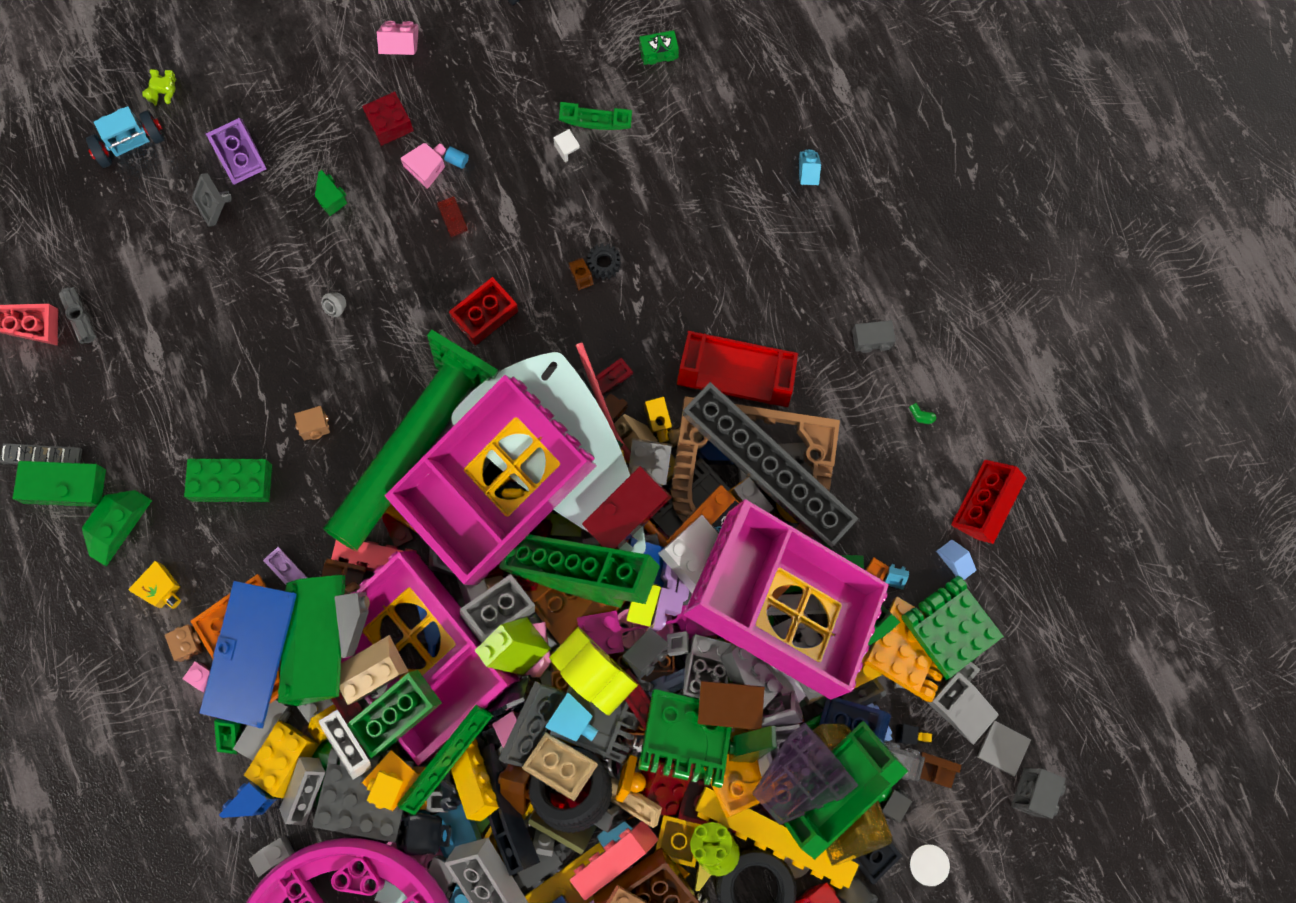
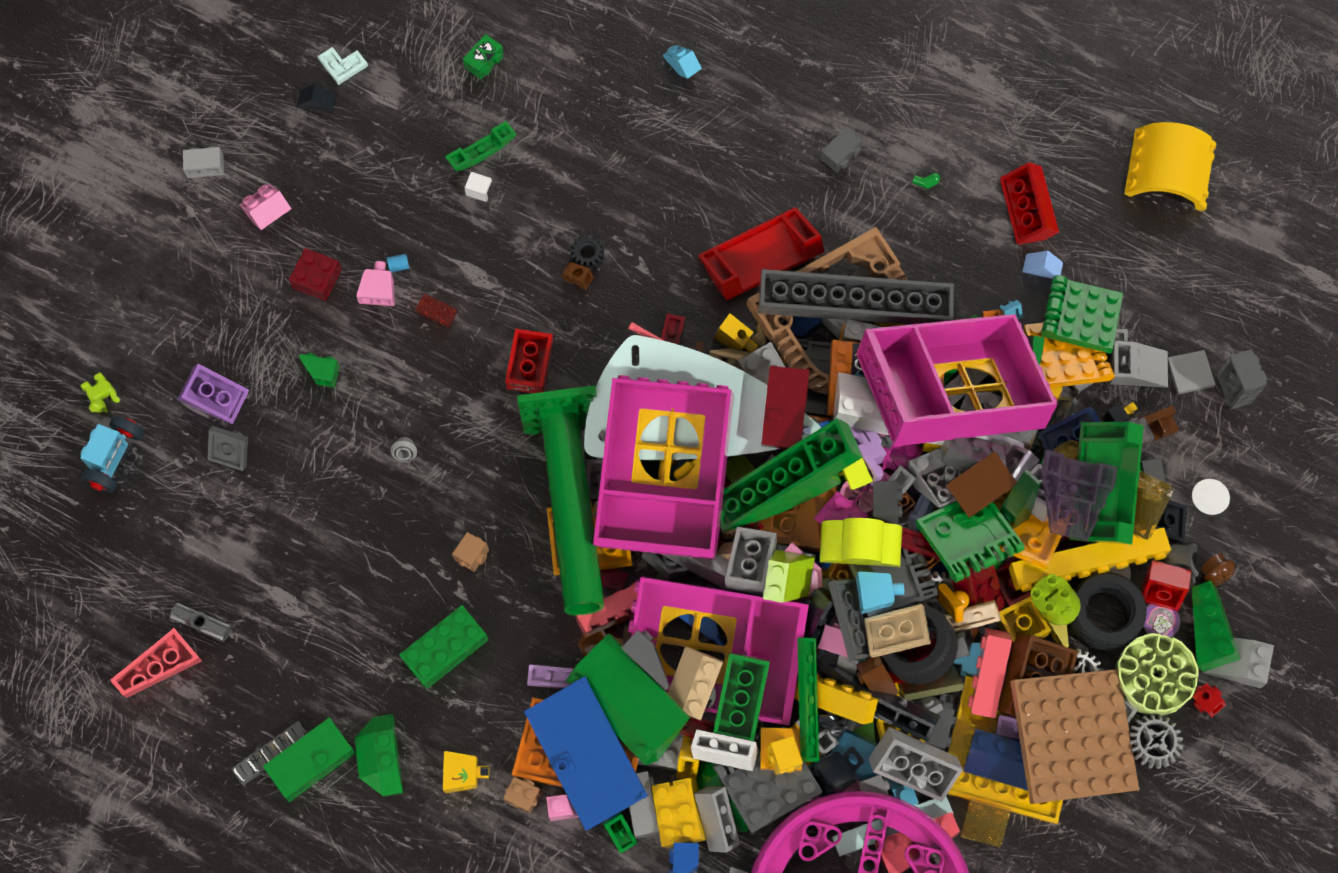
camera: 35 degrees left, 5 degrees down
(1140, 561) = (1171, 160): none -> yellow hinge

